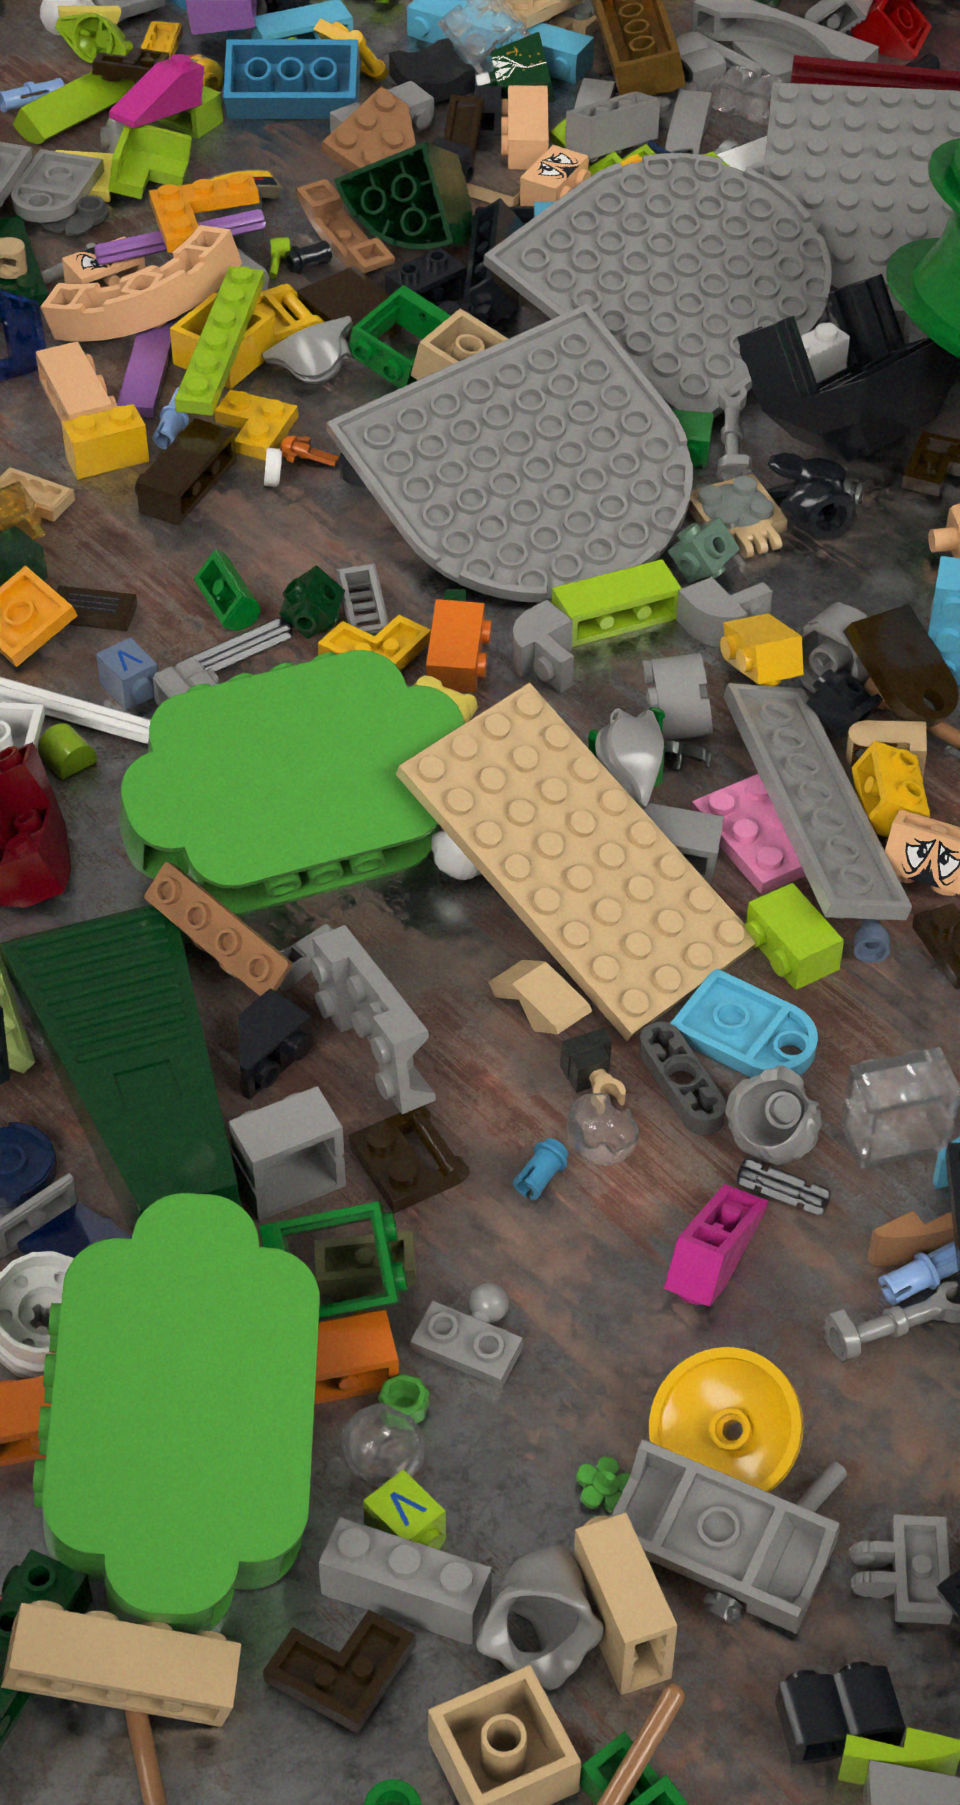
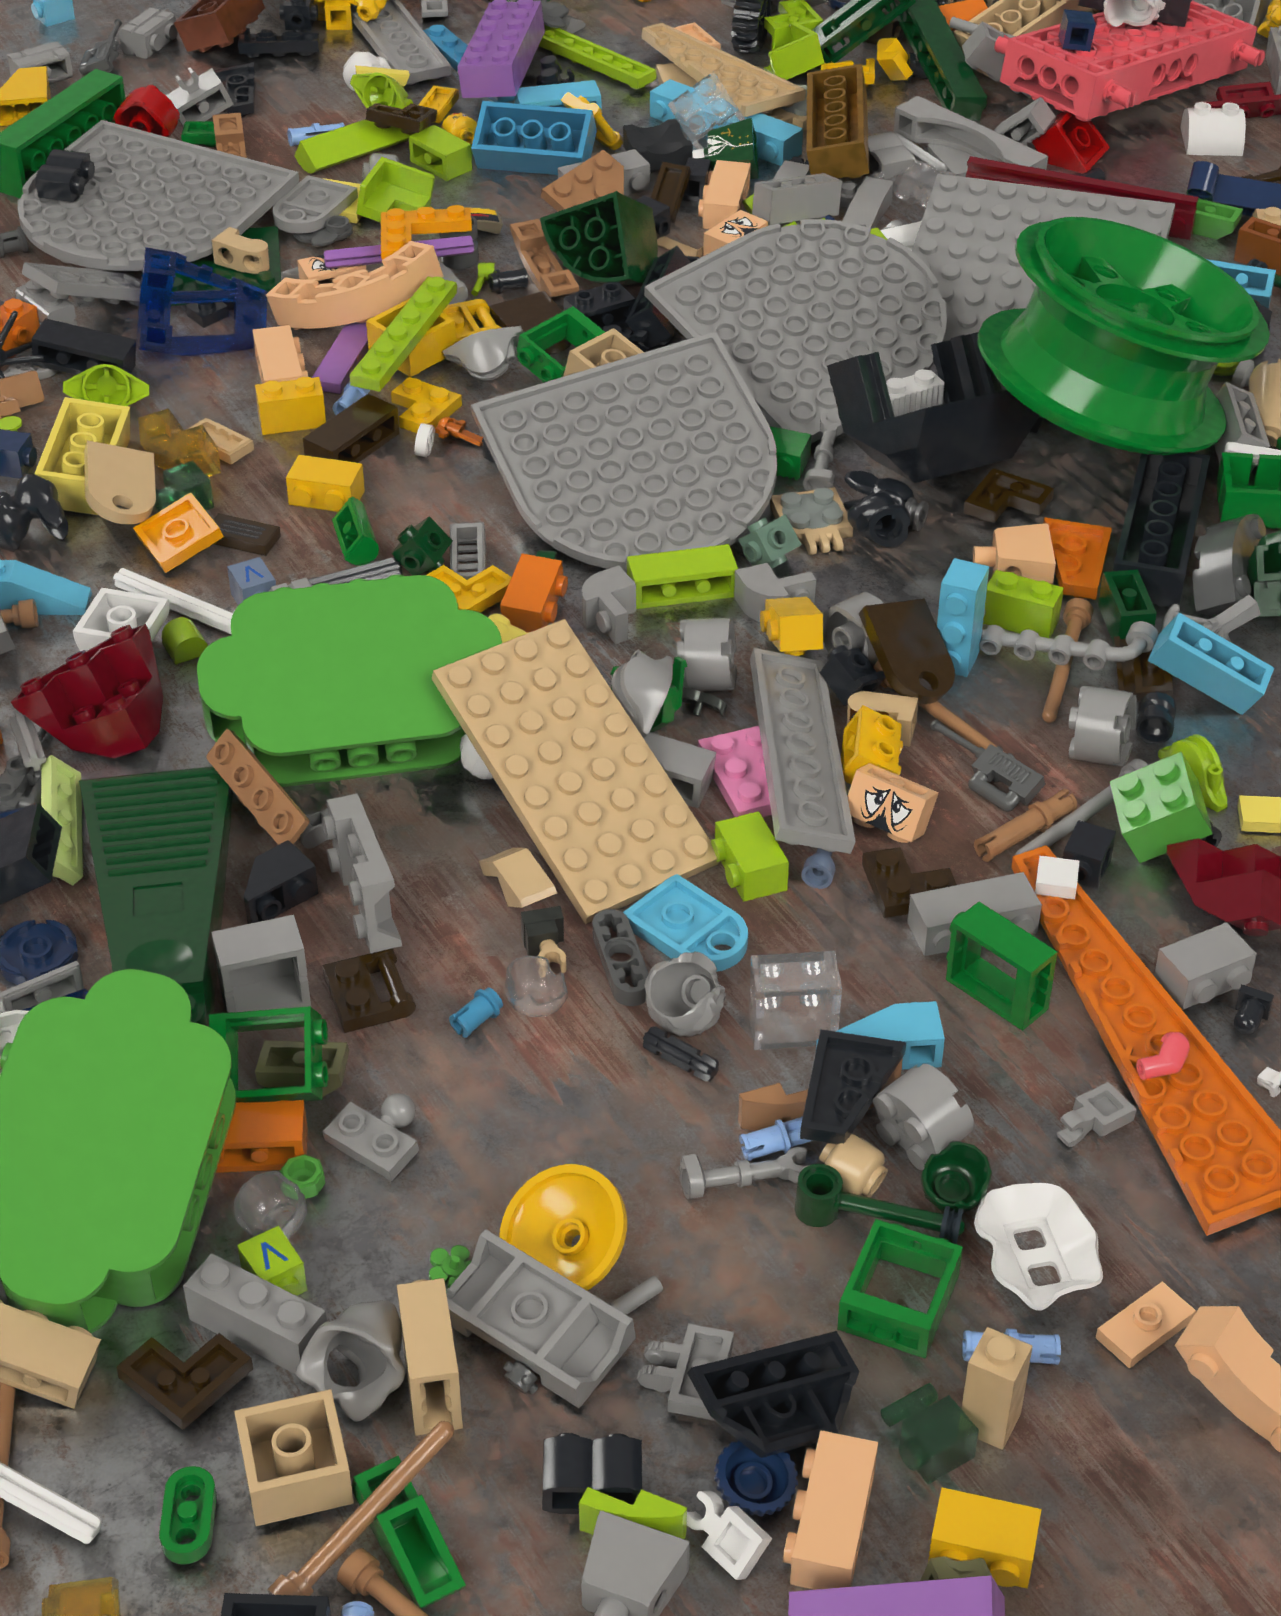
camera: 10 degrees right, 5 degrees down
(161, 92) = (416, 137): dark pink slope -> none
(173, 534) = (324, 482): none -> yellow brick
(714, 1245) = (601, 1090): dark pink slope -> none

